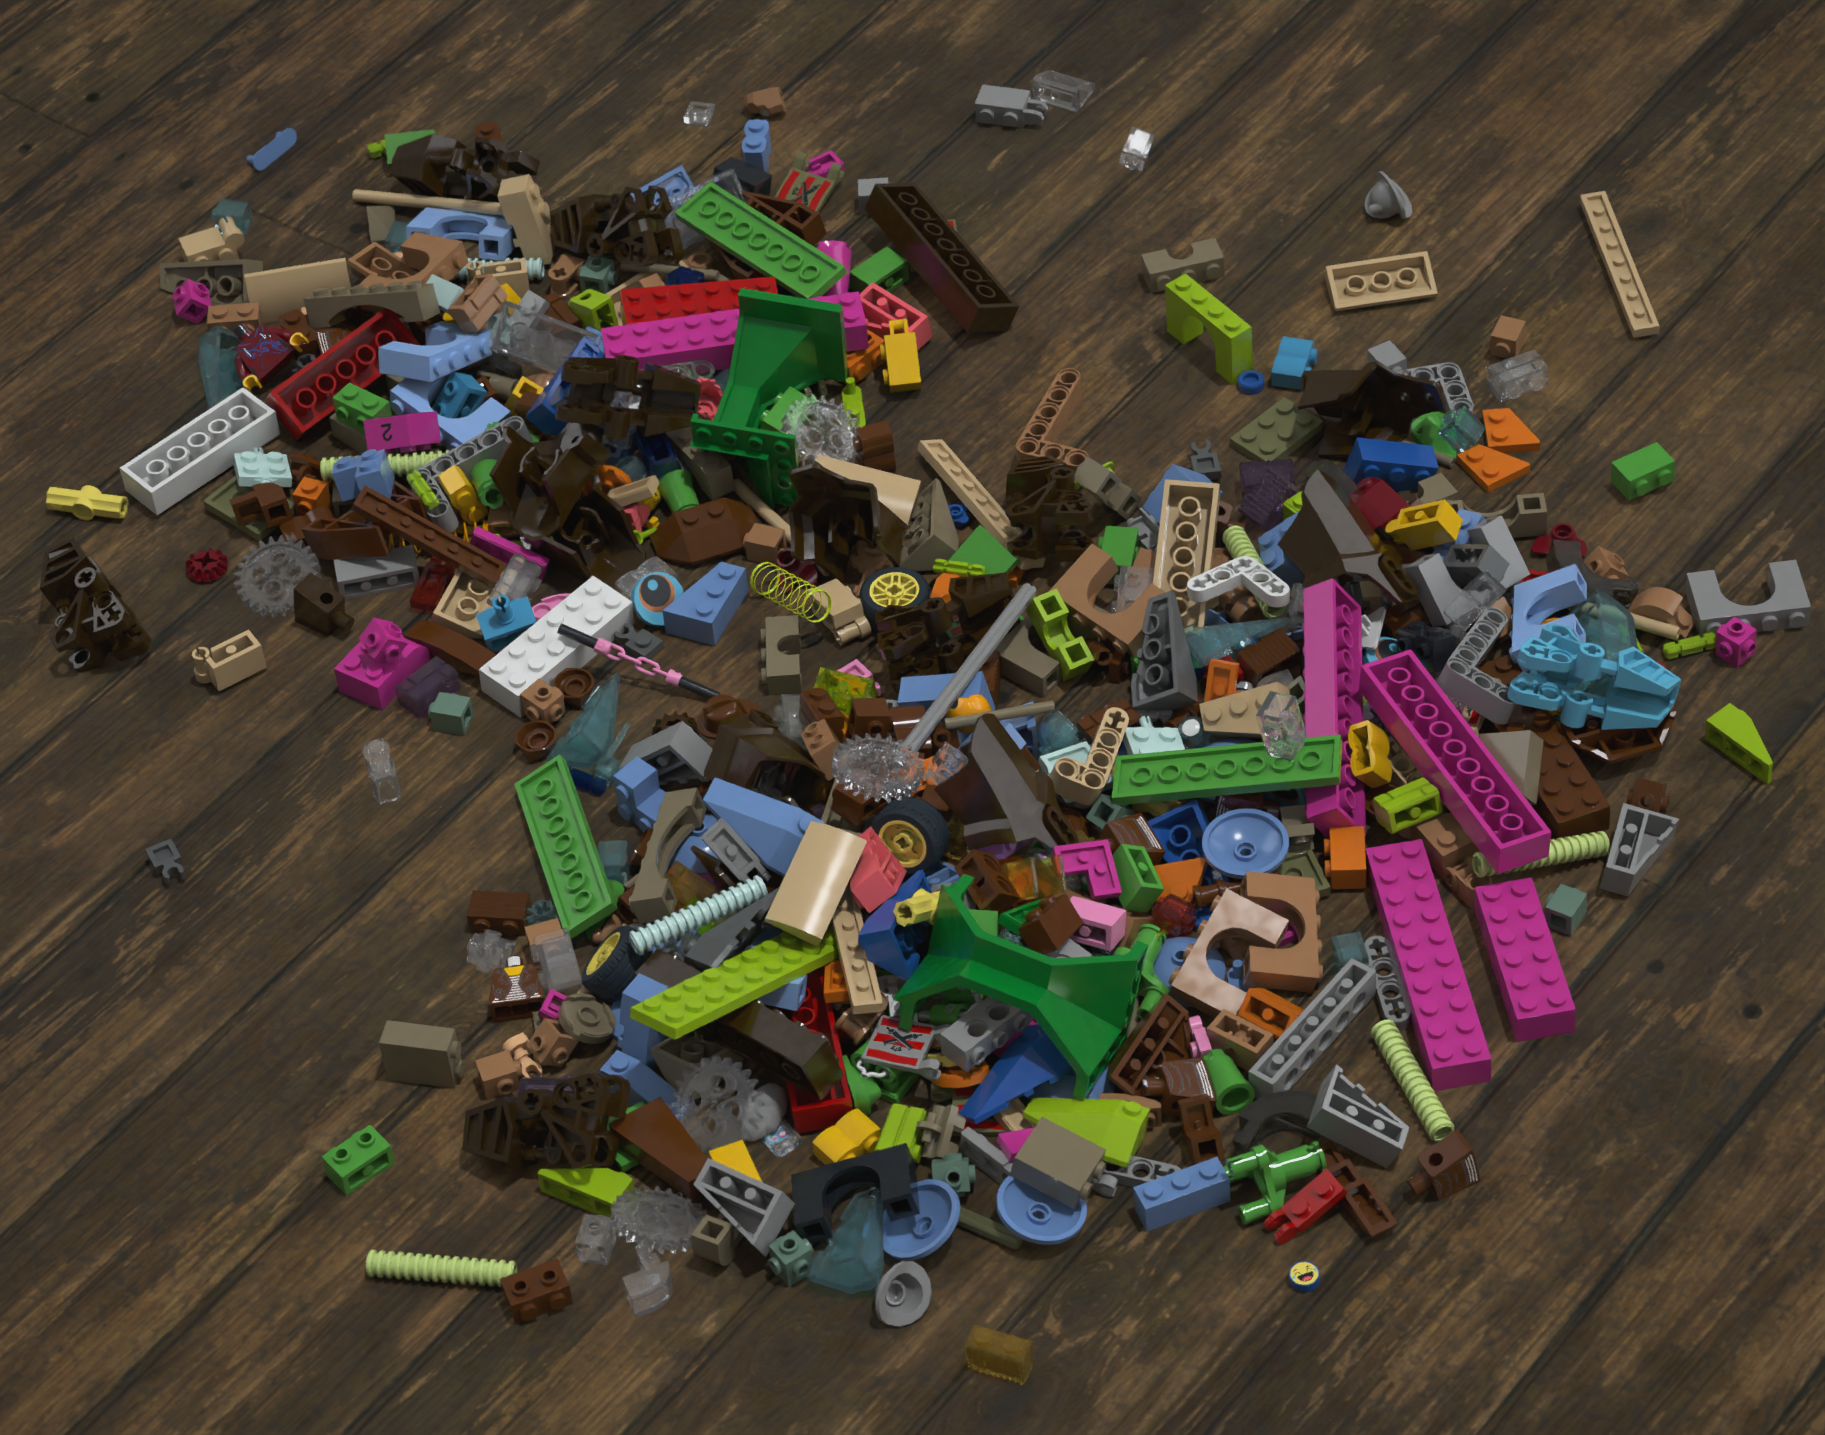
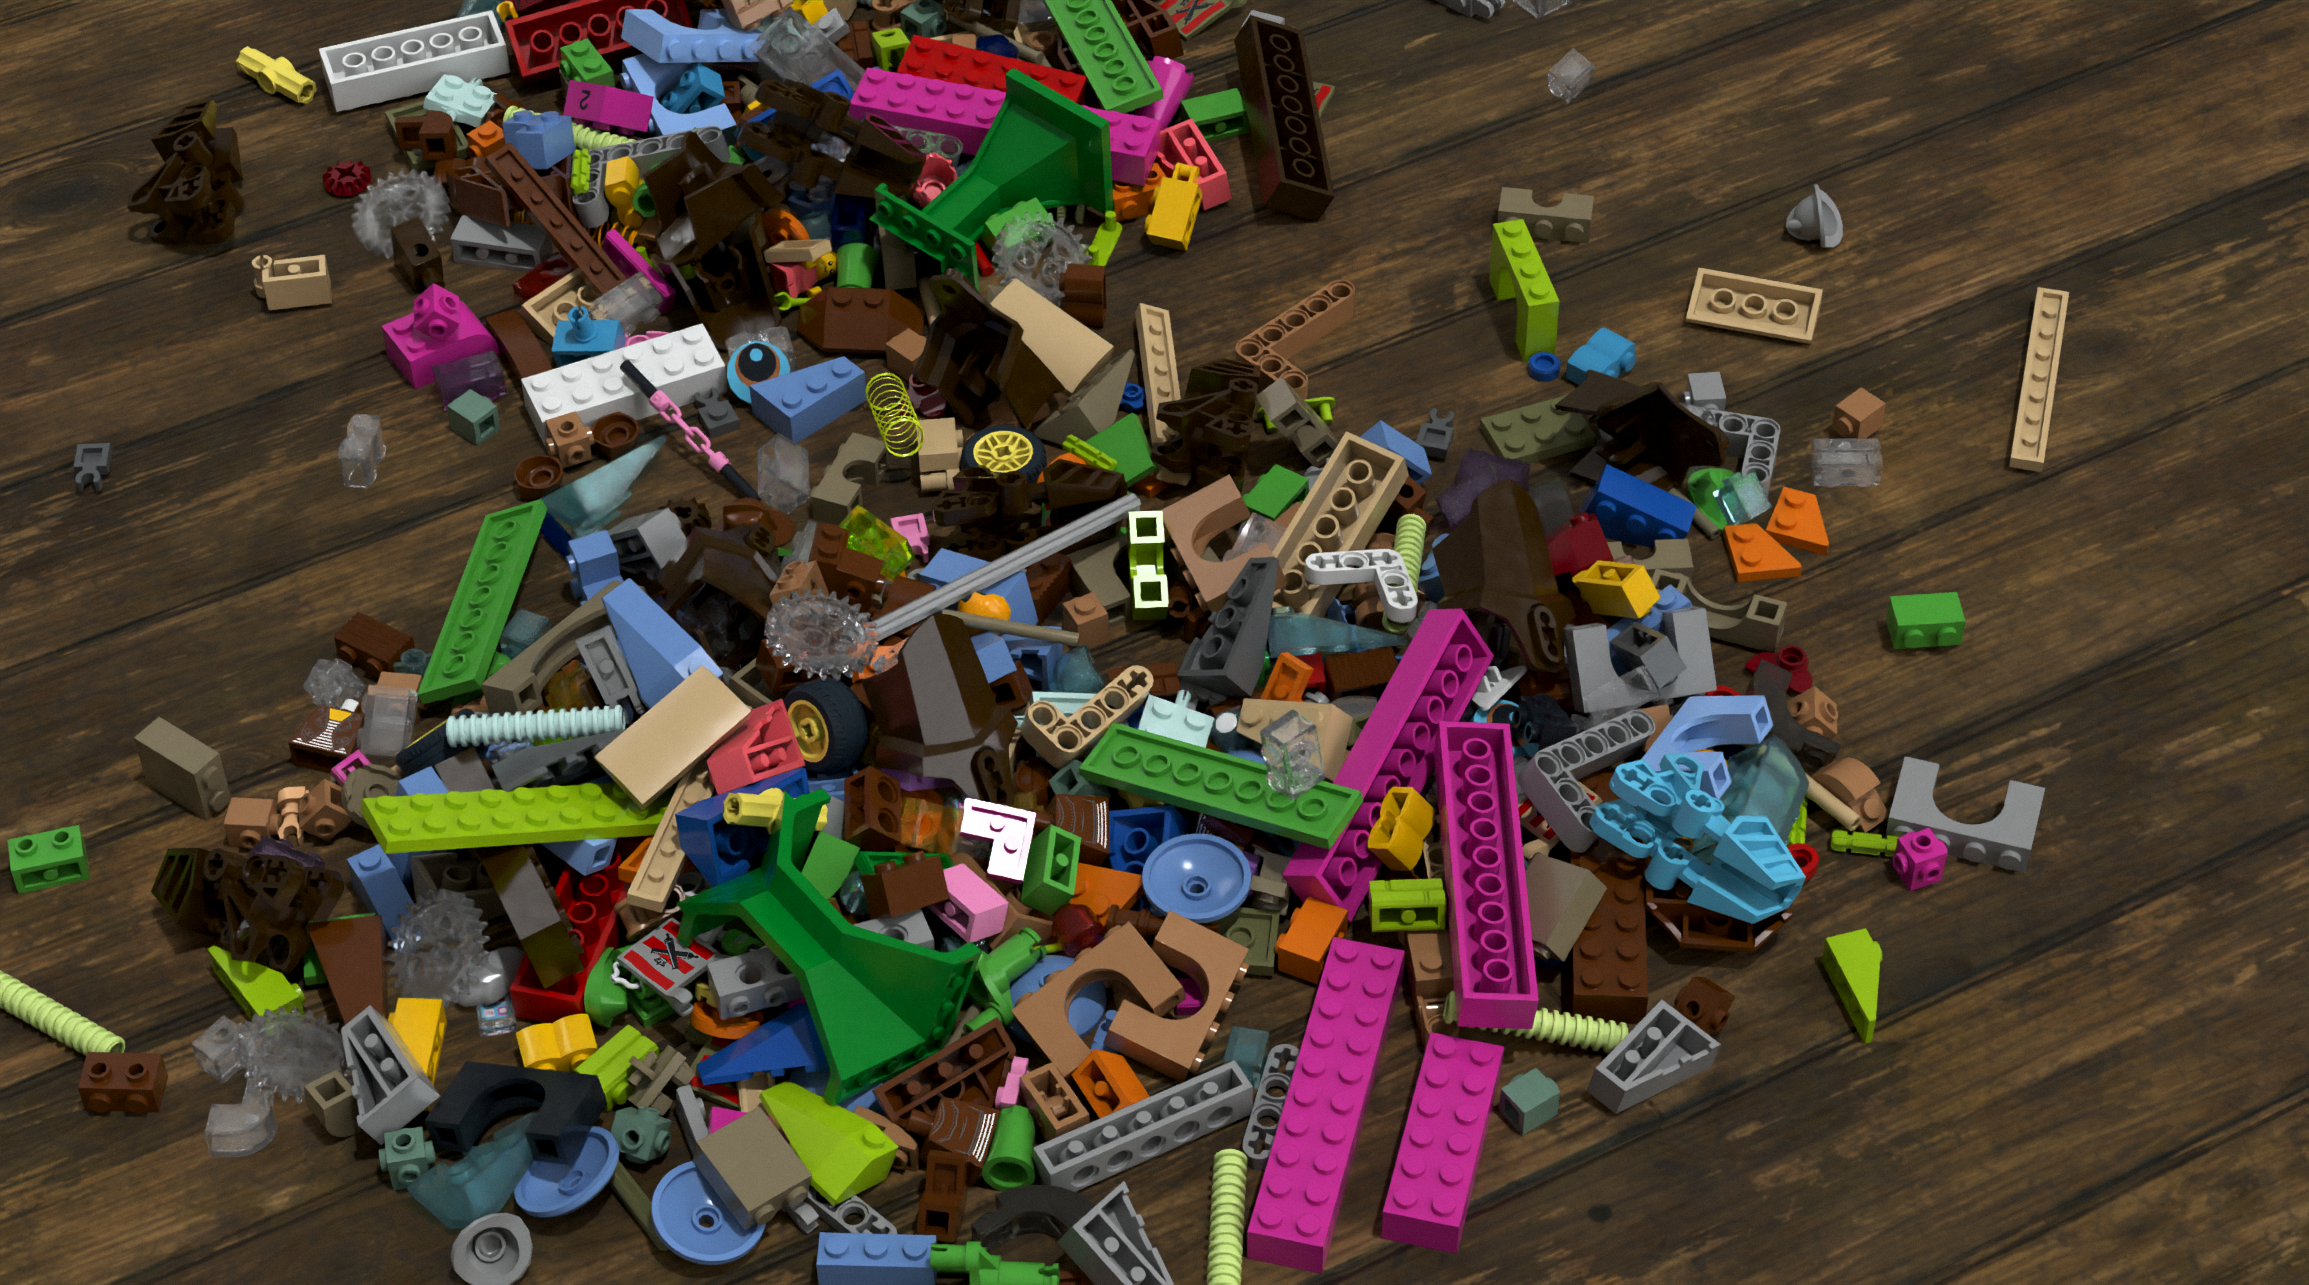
camera: 20 degrees right, 0 degrees up
(730, 668) = (783, 473): none -> clear brick
(1033, 688) = (1088, 618): none -> medium nougat brick

